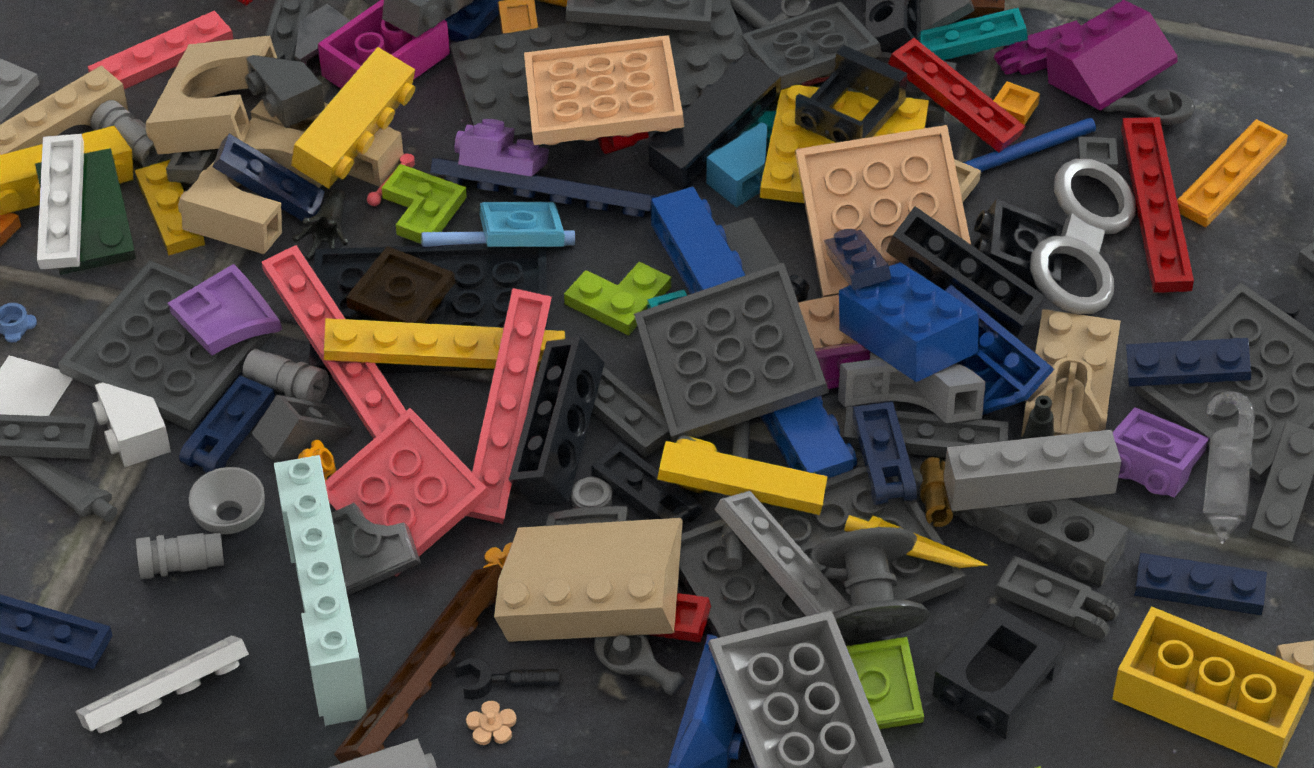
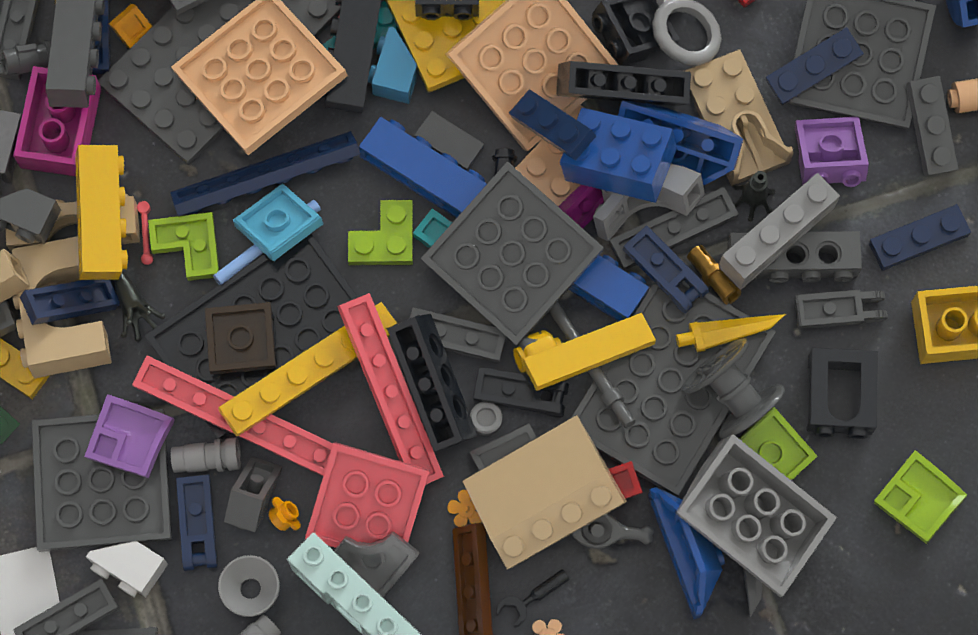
camera: 35 degrees left, 25 degrees up
(492, 148) = (217, 168): medium lavender plate -> none
(780, 554) = (660, 400): light grey tile -> none
(1229, 467) = (887, 134): clear plate -> none

